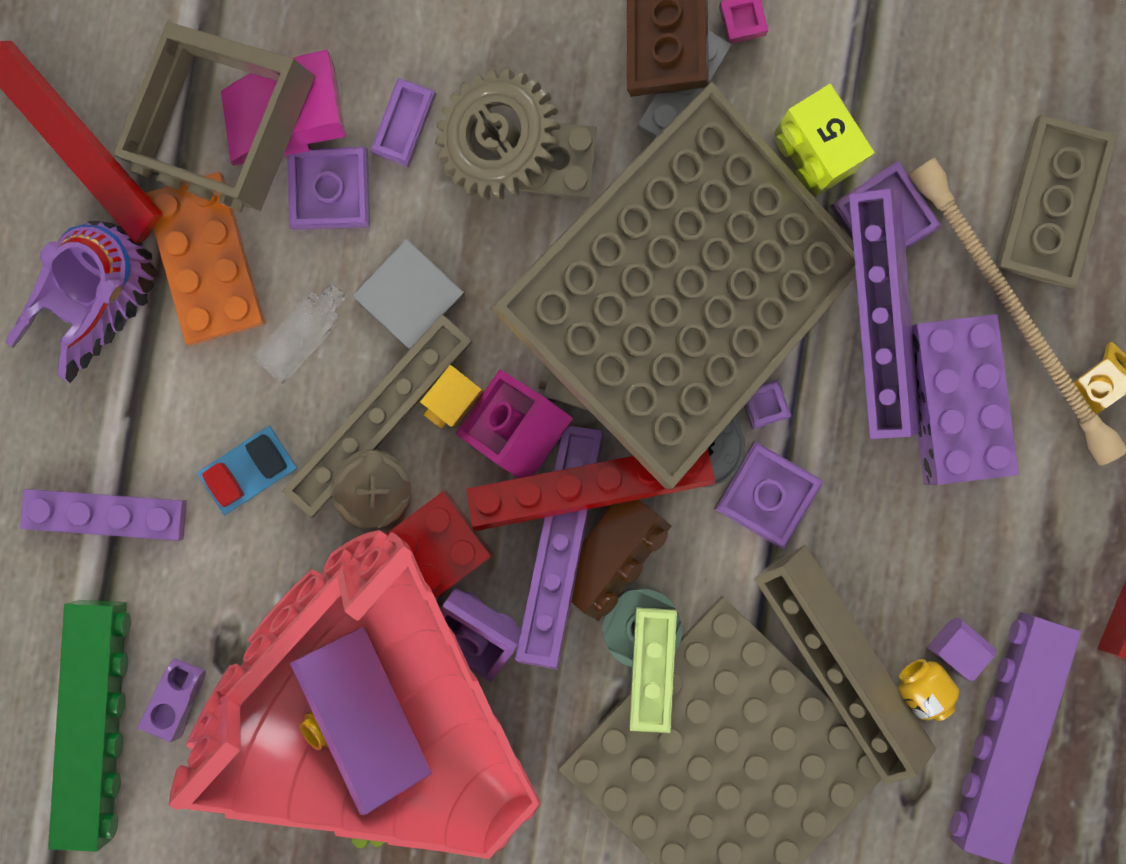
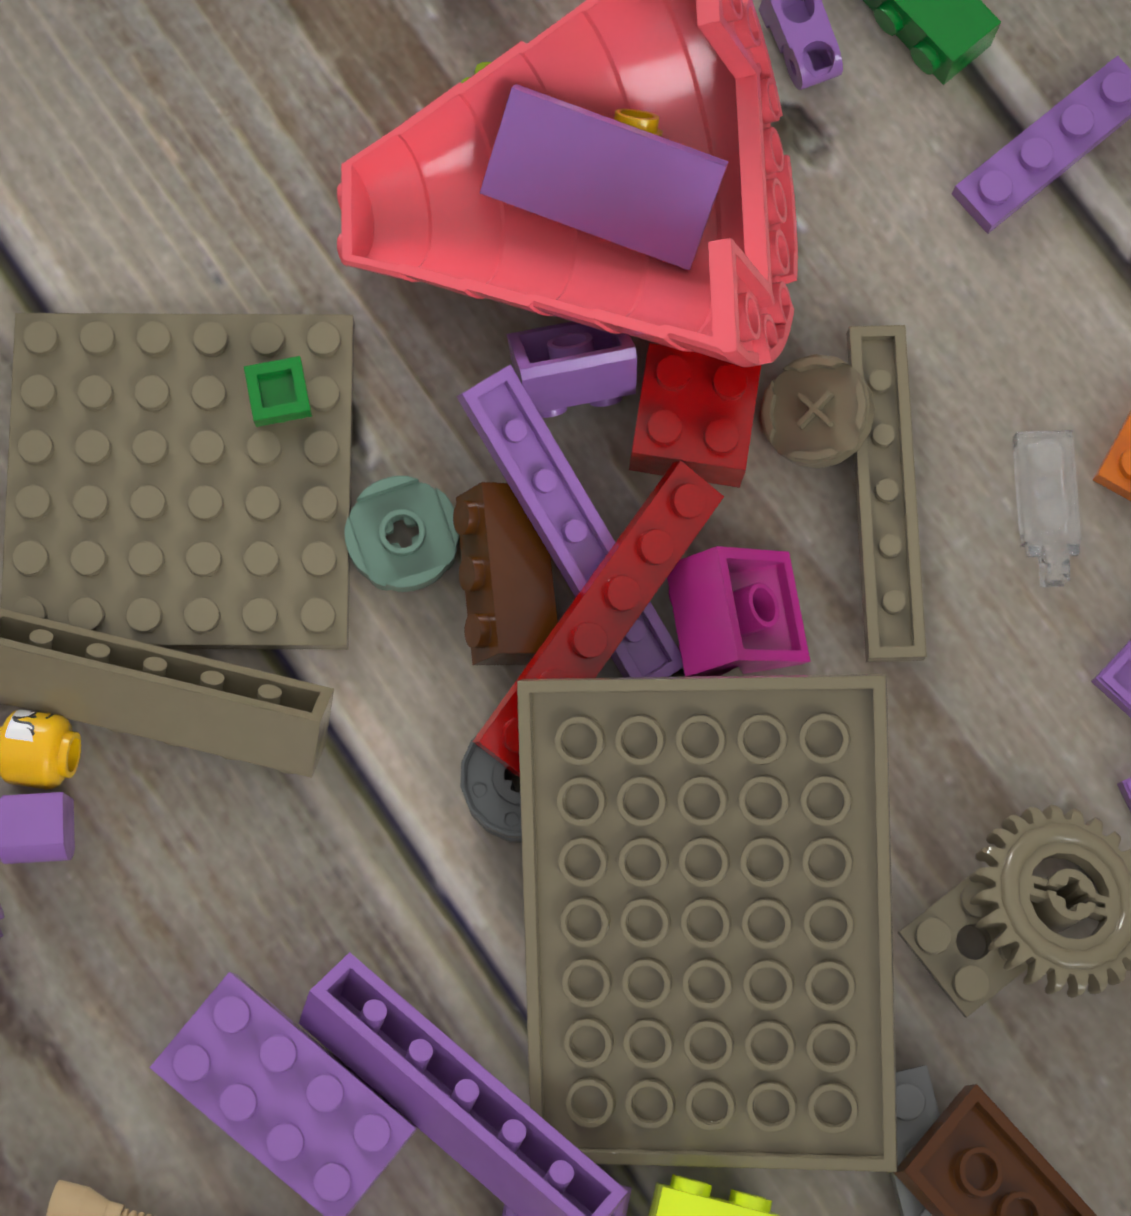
camera: 135 degrees right, 10 degrees down
(246, 470) = (959, 318): piece -> none
(408, 294) = (981, 647): light grey tile -> none
(450, 398) = (830, 580): yellow brick -> none
(639, 763) = (277, 391): none -> green plate
(653, 670) = (352, 498): yellowish green tile -> none
(767, 405) = (492, 894): medium lavender tile -> none
(768, 495) = (398, 799): medium lavender tile -> none

